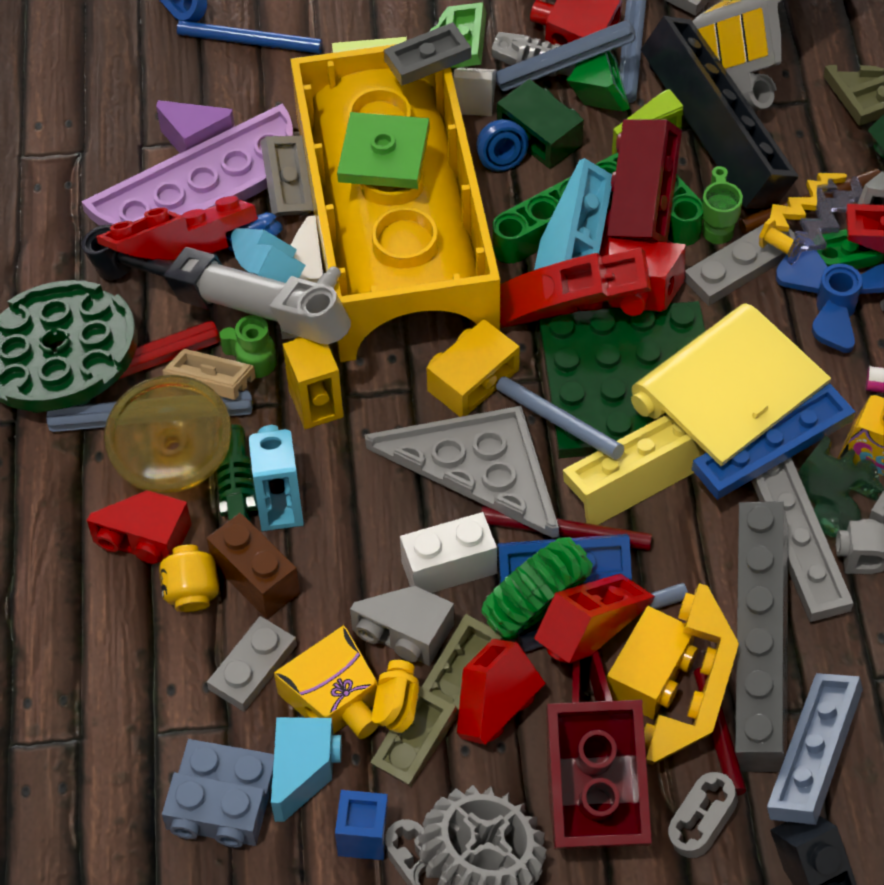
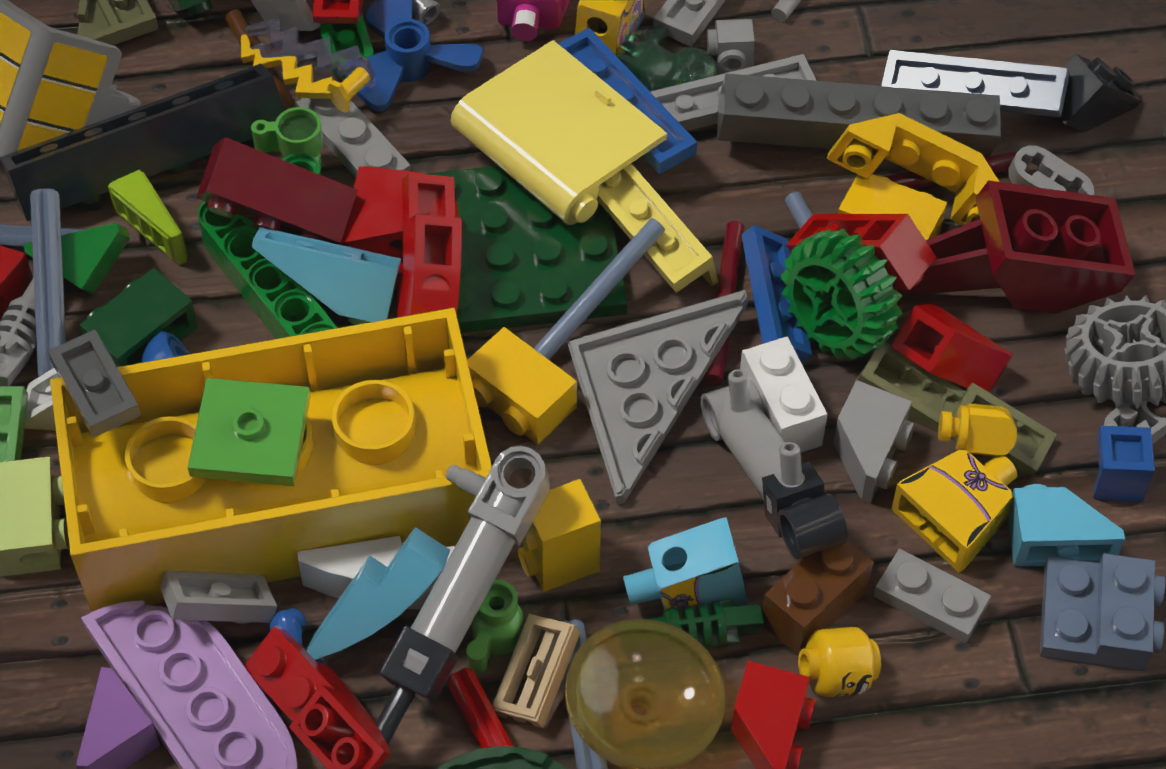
camera: 95 degrees left, 0 degrees up
(327, 528) = (790, 490): none -> piece

